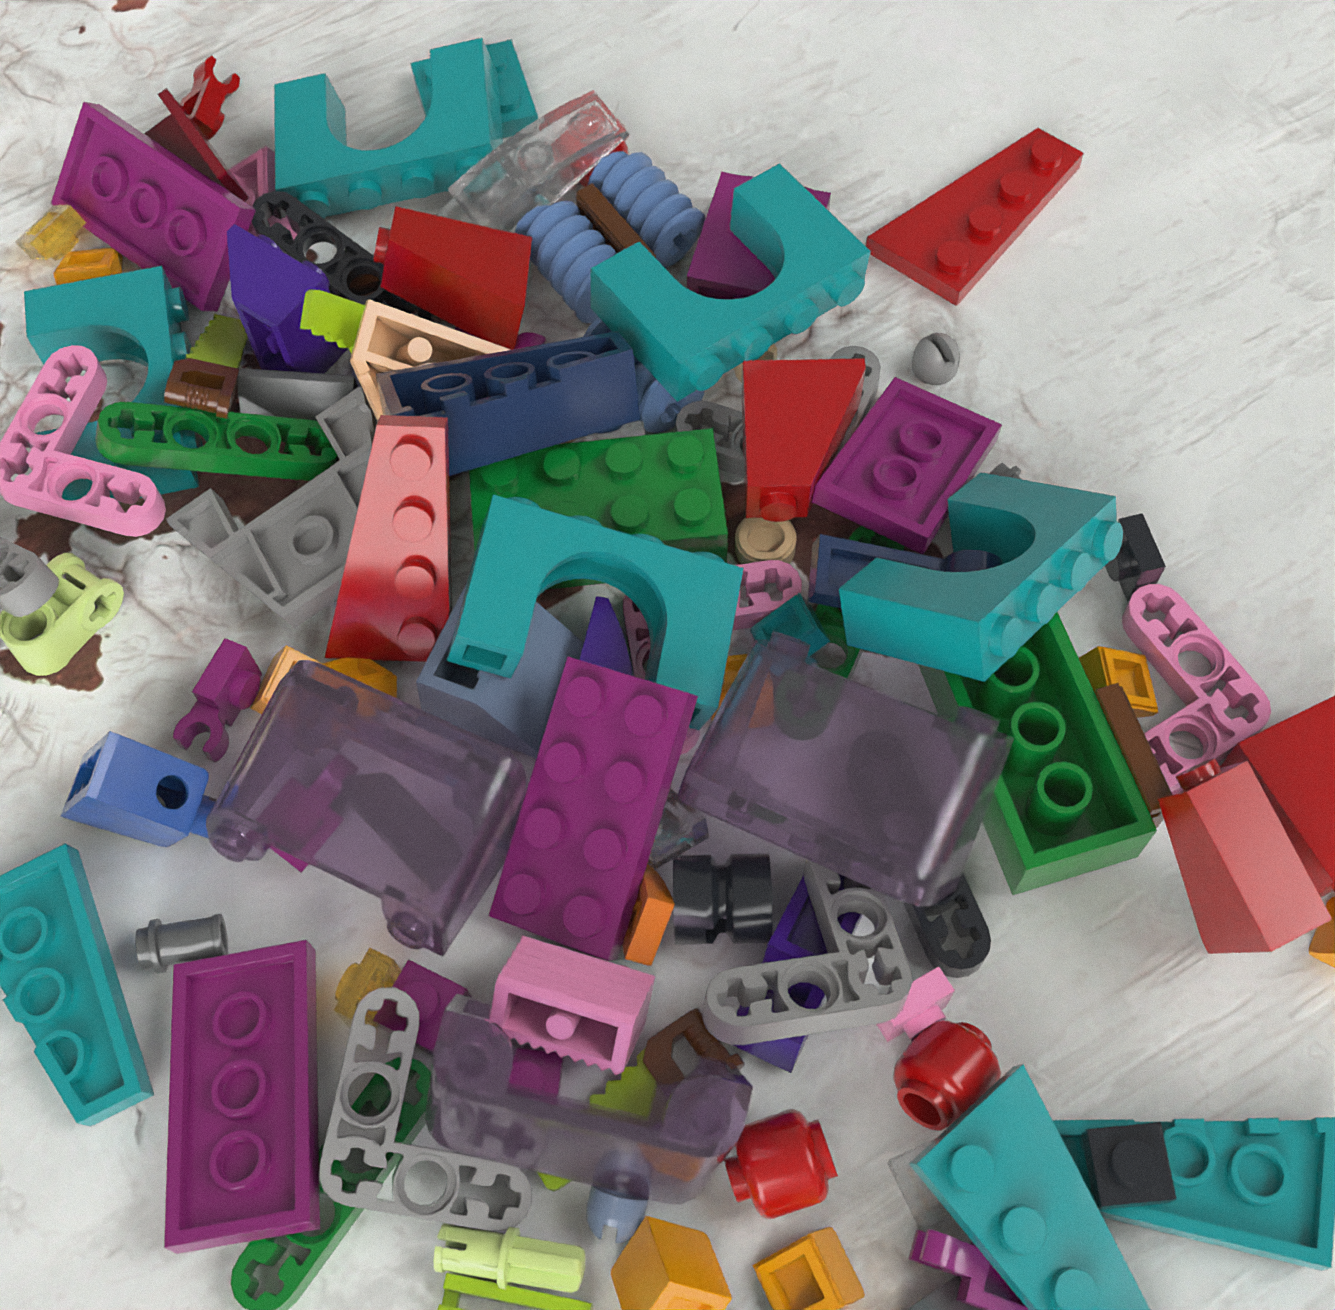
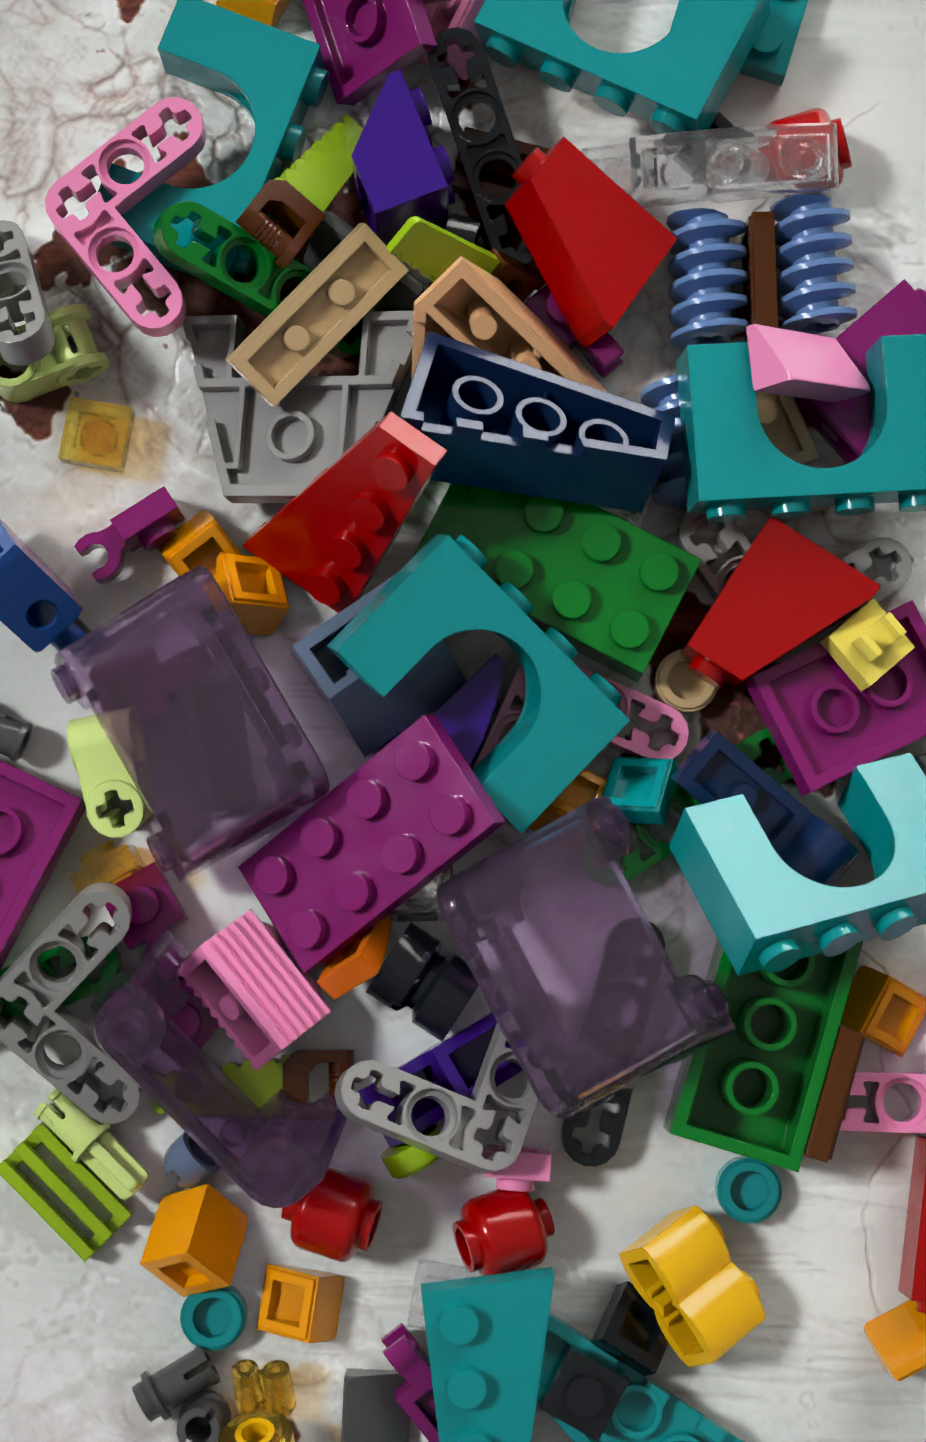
camera: 30 degrees right, 20 degrees up
(142, 647) = (96, 435): none -> clear yellow plate
(276, 435) = (317, 314): none -> tan plate
(314, 899) = (102, 778): none -> yellowish green piece
(691, 248) = (802, 365): none -> bright pink slope
(815, 1061) = (407, 1160): none -> lime tile
(887, 412) = (868, 644): none -> light yellow tile
(1123, 899) = (748, 1189): none -> teal tile
(1126, 1081) = (631, 1331): none -> black plate
(1152, 1005) = (693, 1286): none -> yellow brick
(1238, 862) = (838, 1244): slope -> none

